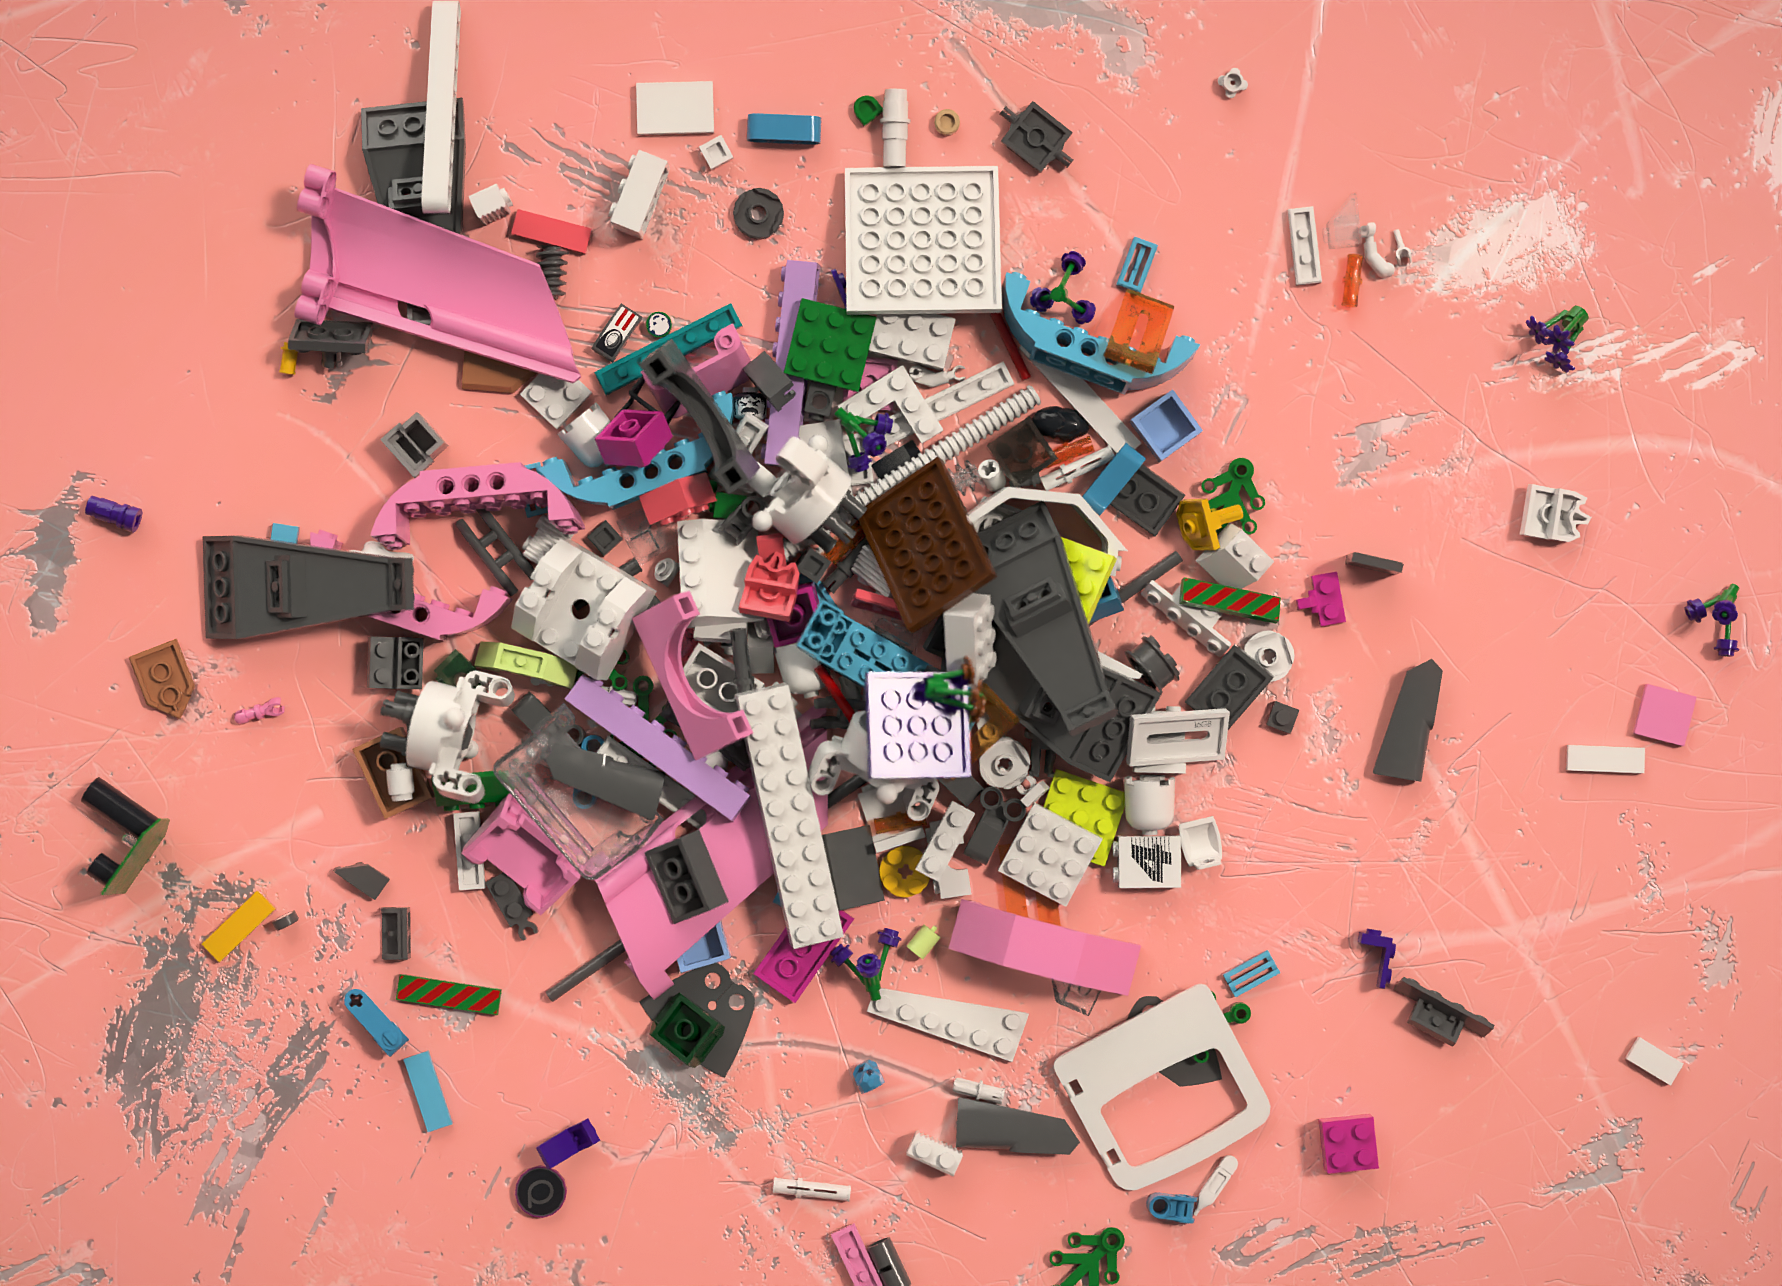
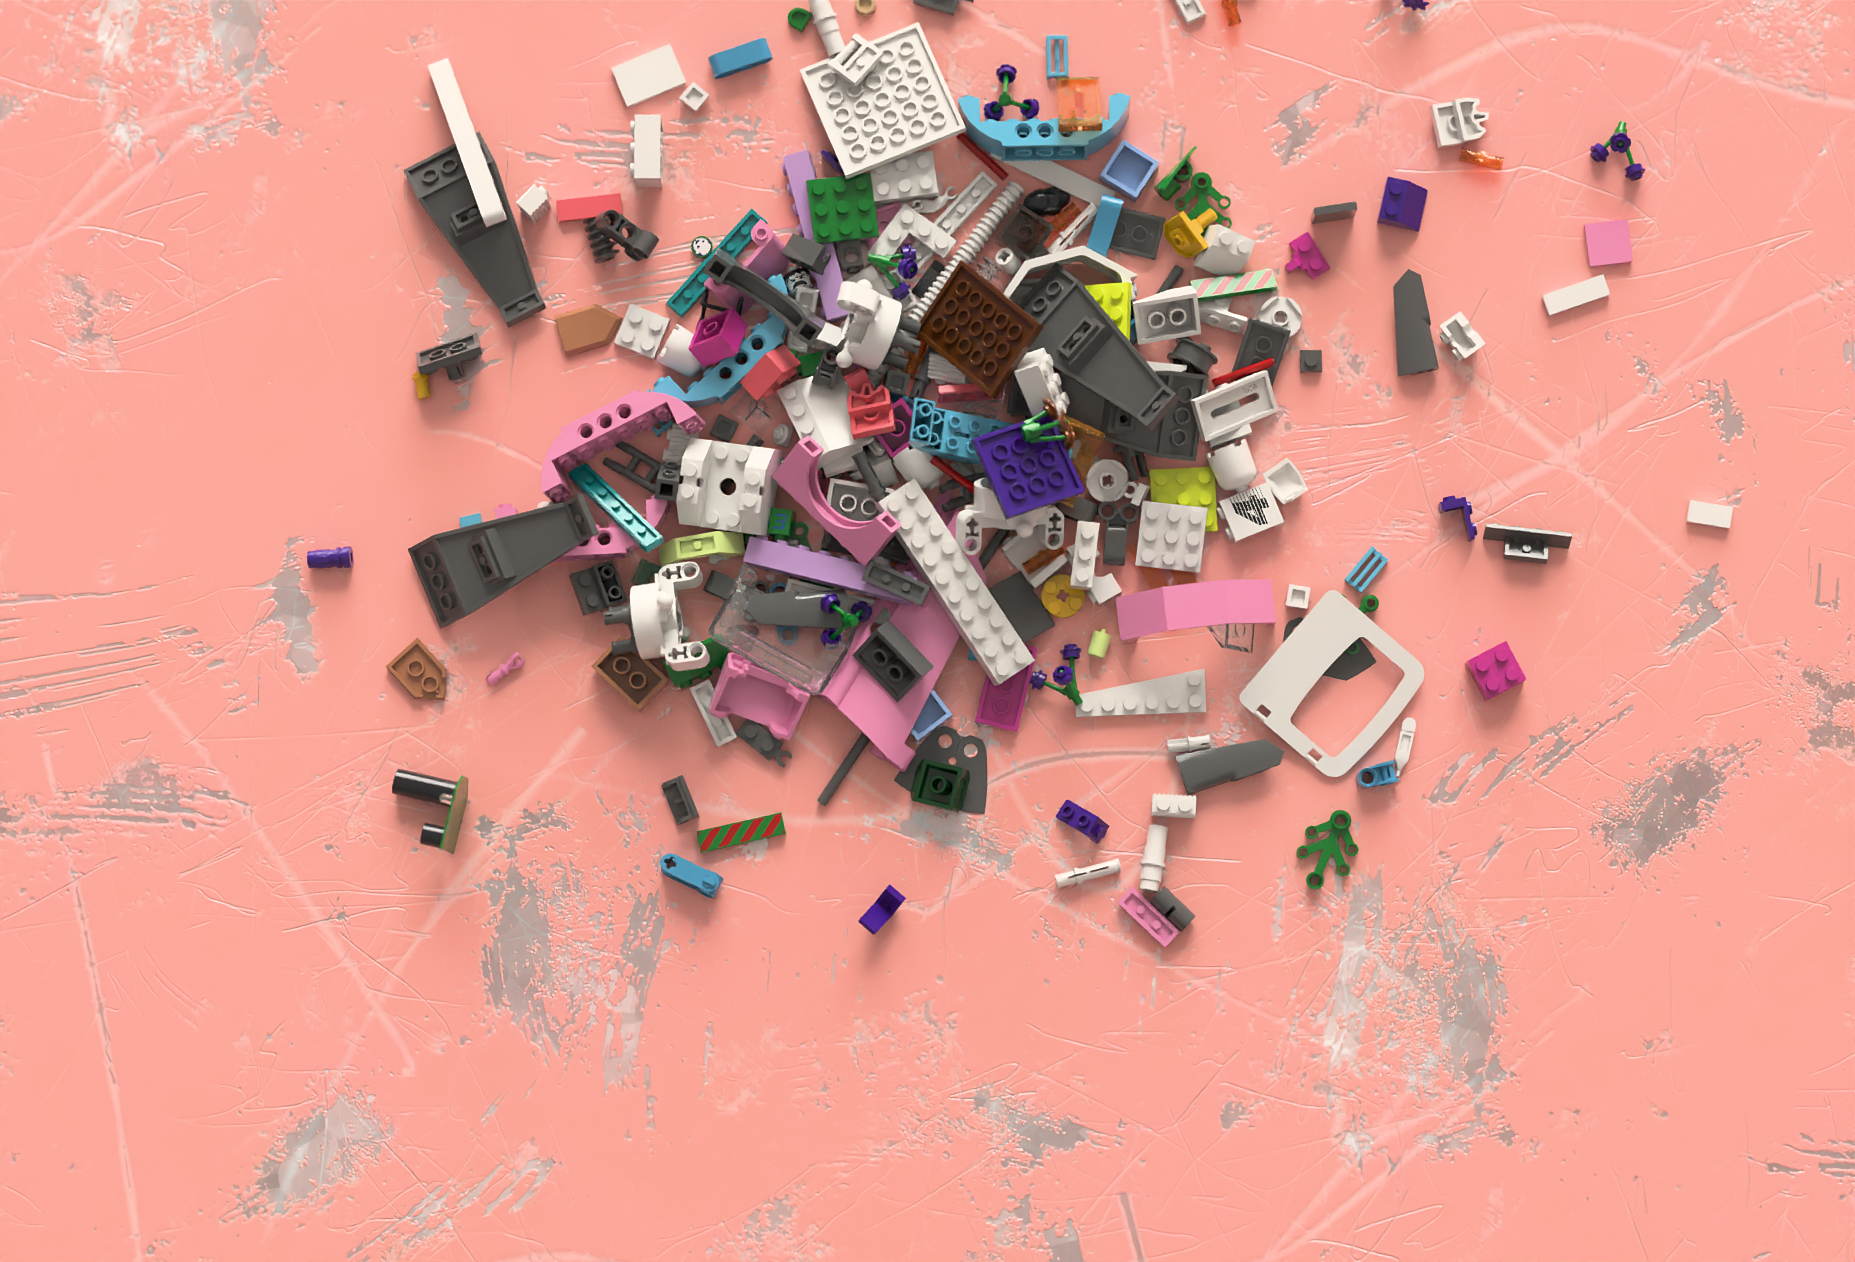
camera: 10 degrees left, 5 degrees down
(238, 926) = (554, 844): yellow tile -> none
(285, 920) = (589, 824): dark grey tile -> none
(364, 878) = (638, 766): dark grey slope -> none
(400, 782) = (639, 675): white brick -> none
(415, 444) = (547, 411): light grey plate -> none
(428, 1091) = (754, 915): medium azure tile -> none
(447, 583) = (616, 507): none -> teal tile
(475, 293) = (548, 275): bright pink panel -> none
(515, 578) = (668, 481): none -> dark grey brick
(541, 1191) = (874, 959): black tile -> none
(586, 294) = (638, 243): none -> dark grey piece
(616, 333) = (671, 265): slope -> none
(625, 673) = (782, 524): none -> green brick
(641, 788) = (831, 604): none -> dark purple plant
(722, 793) = (896, 583): none -> dark grey plate
(758, 228) = (749, 143): dark grey tile -> none
(828, 1130) = (1083, 821): none -> dark purple bracket
(868, 1076) = (1097, 766): dark azure rock -> none
(889, 1202) = (1153, 859): none -> white piece
(914, 188) = (860, 63): none -> white plate
(1143, 609) = (1167, 315): none -> white slope
(1163, 974) = (1297, 596): none -> white plate
(1202, 460) = (1168, 186): none -> green panel
(1205, 702) = (1243, 372): none -> red bar
(1453, 582) = (1402, 204): none -> dark purple slope
(1459, 757) = (1460, 336): none -> white cylinder
(1562, 565) = (1481, 159): none -> clear orange pin

